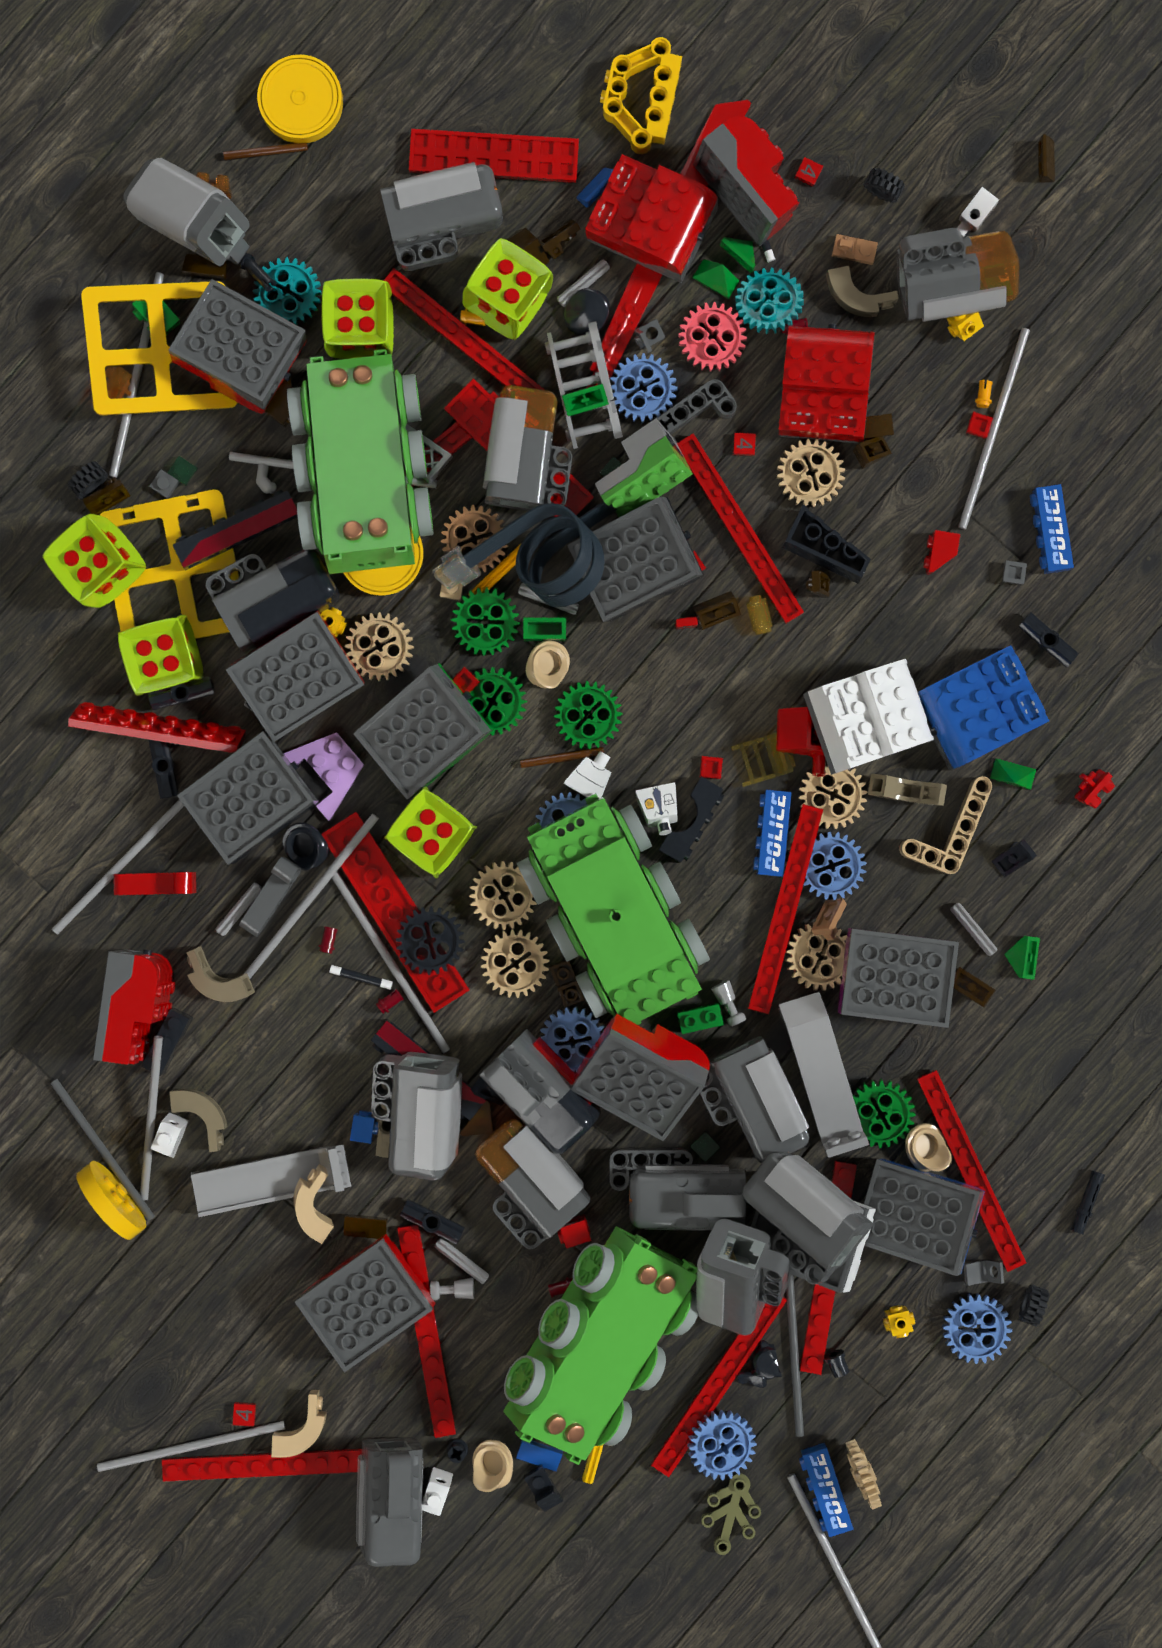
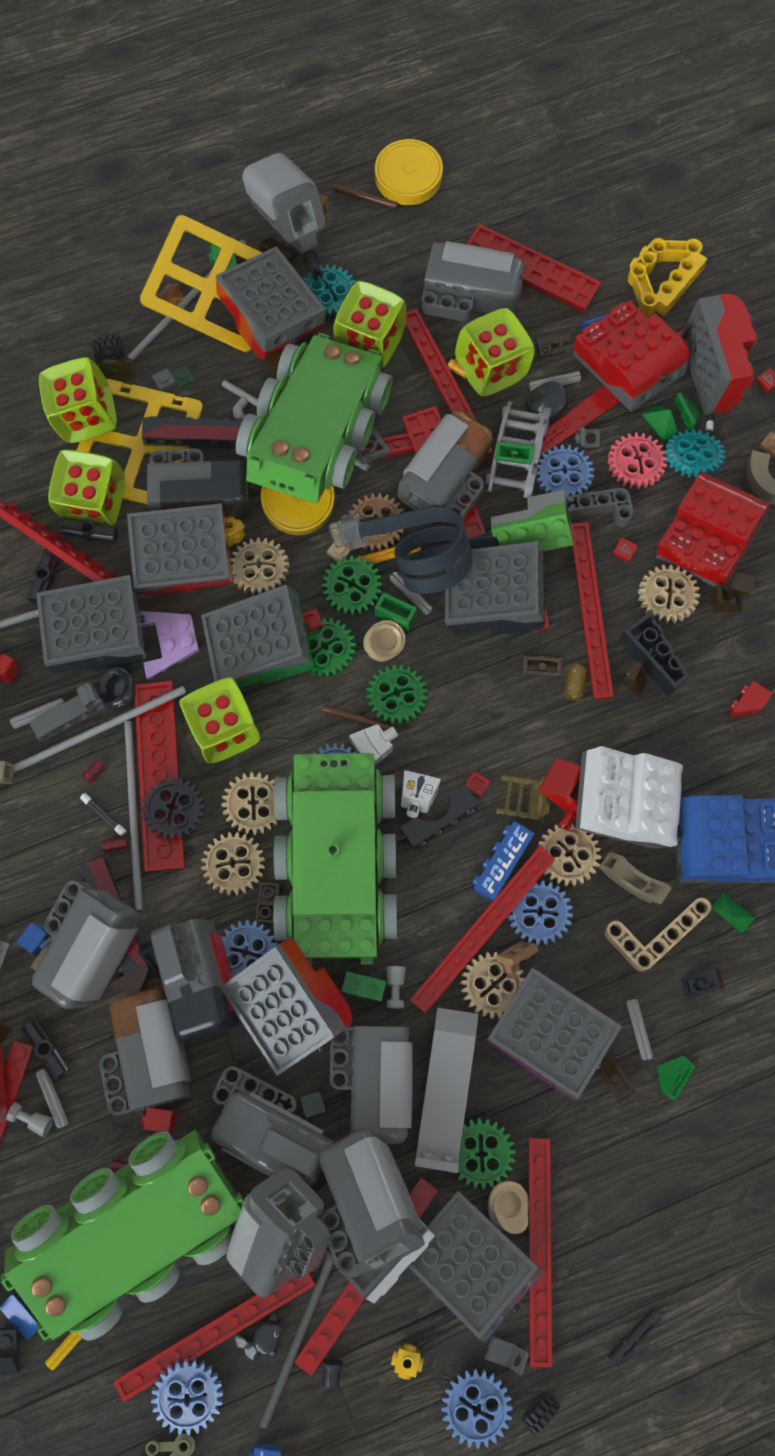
camera: 30 degrees right, 15 degrees down
(690, 622) = (512, 660): red tile -> none

